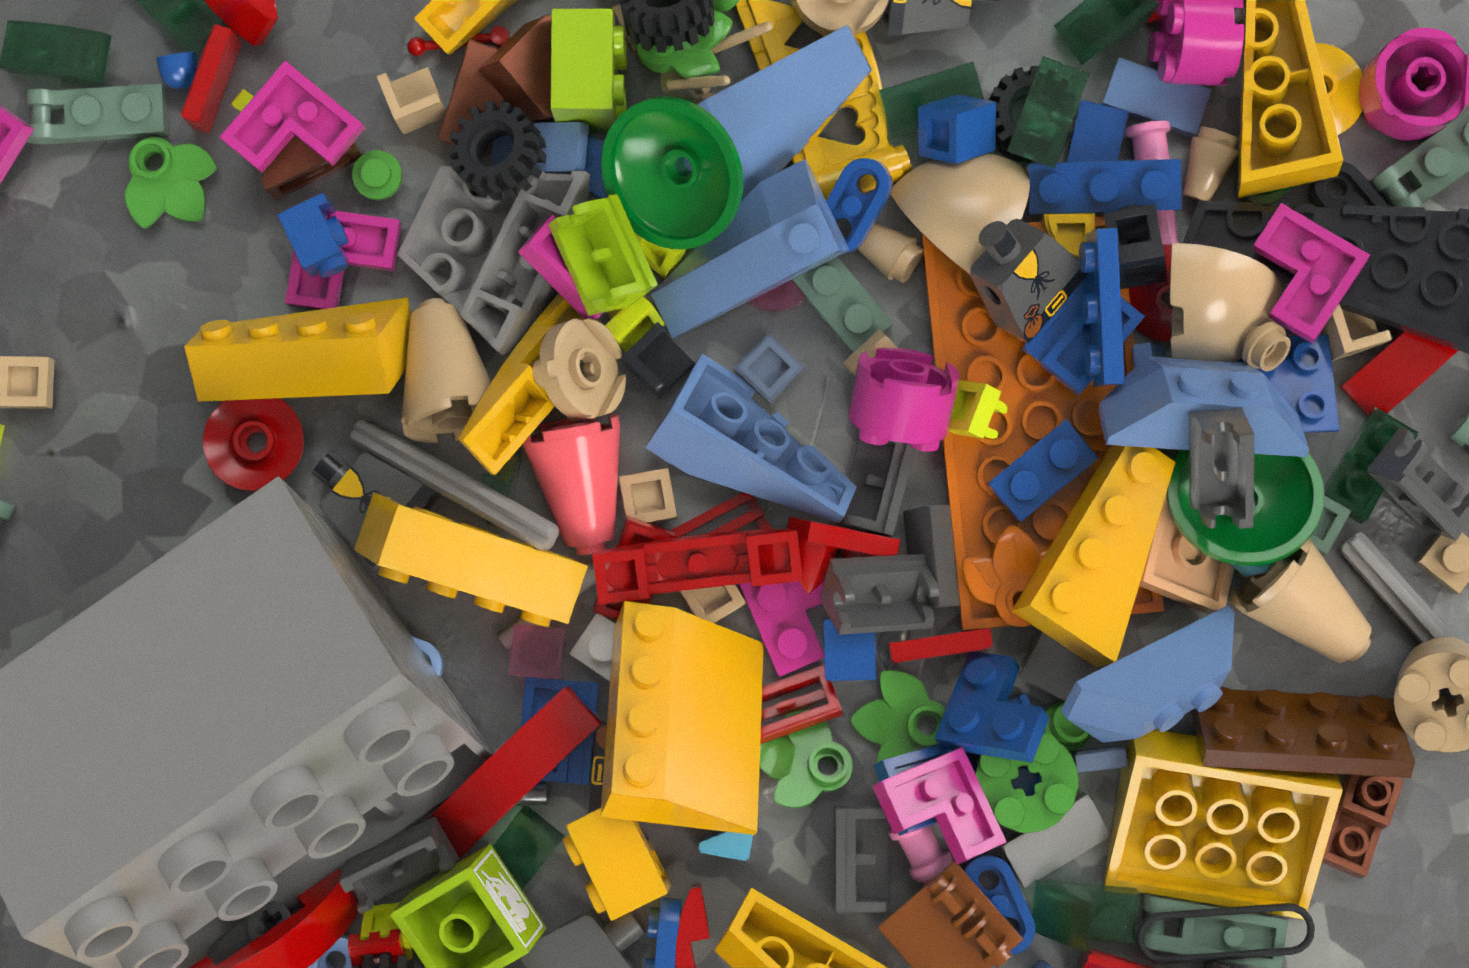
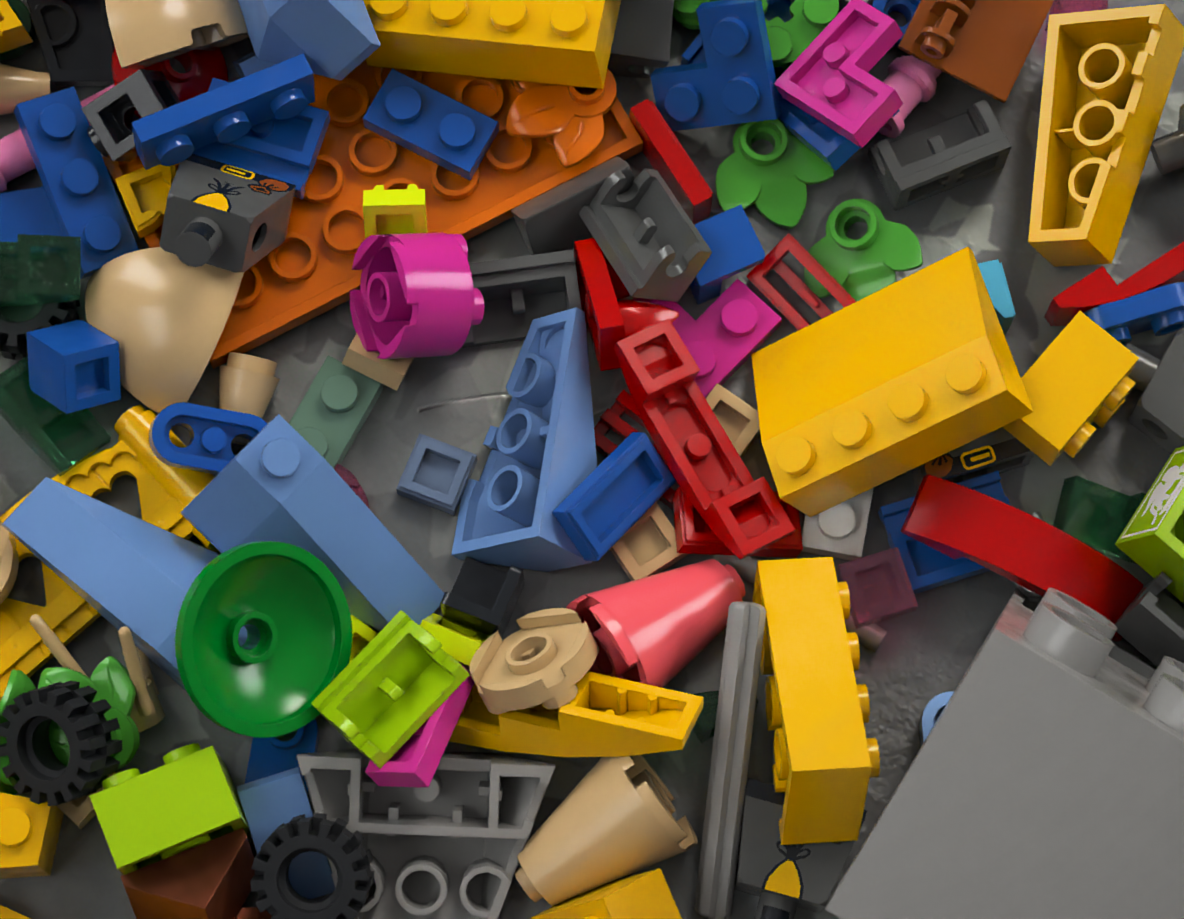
camera: 115 degrees left, 10 degrees down
(685, 483) = (614, 496): none -> blue tile

